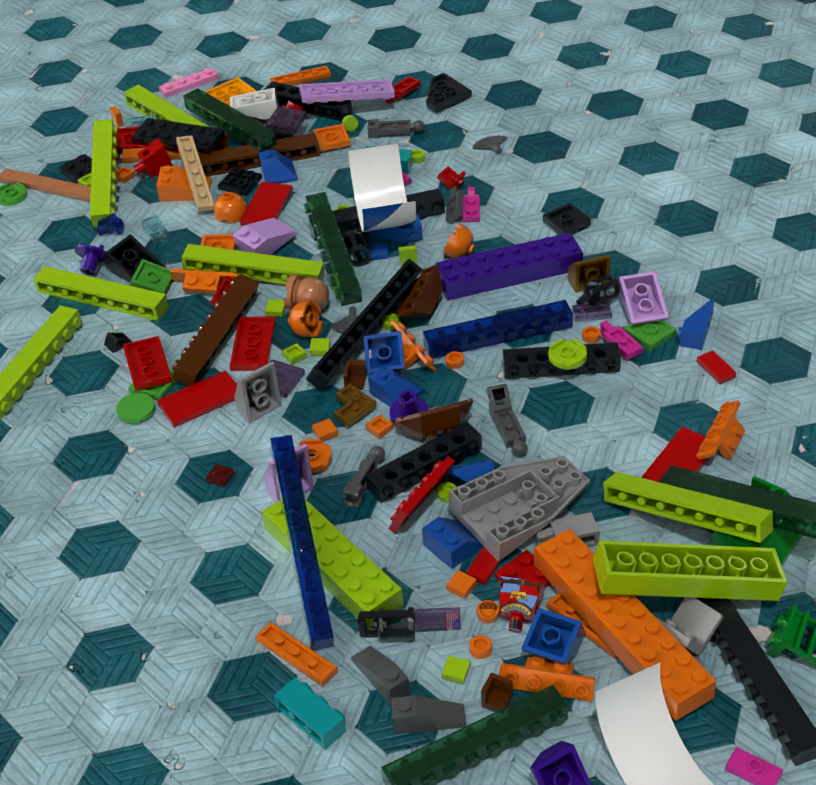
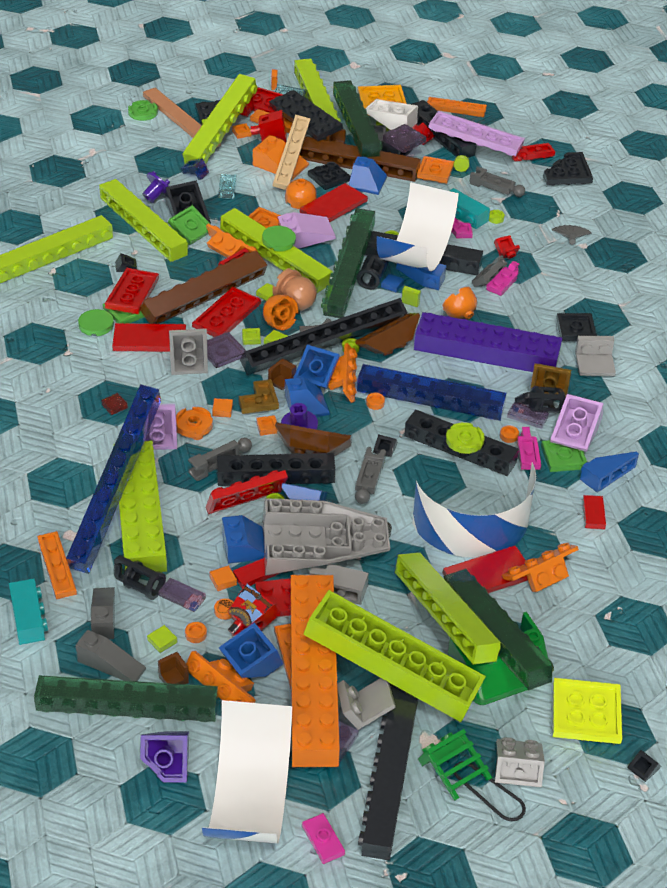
camera: 25 degrees right, 0 degrees up
(189, 82) = (353, 73): bright pink plate -> none
(253, 253) = (279, 238): none -> bright green tile
(602, 236) = (595, 355): none -> light grey bracket
(635, 437) = (471, 534): none -> sticker

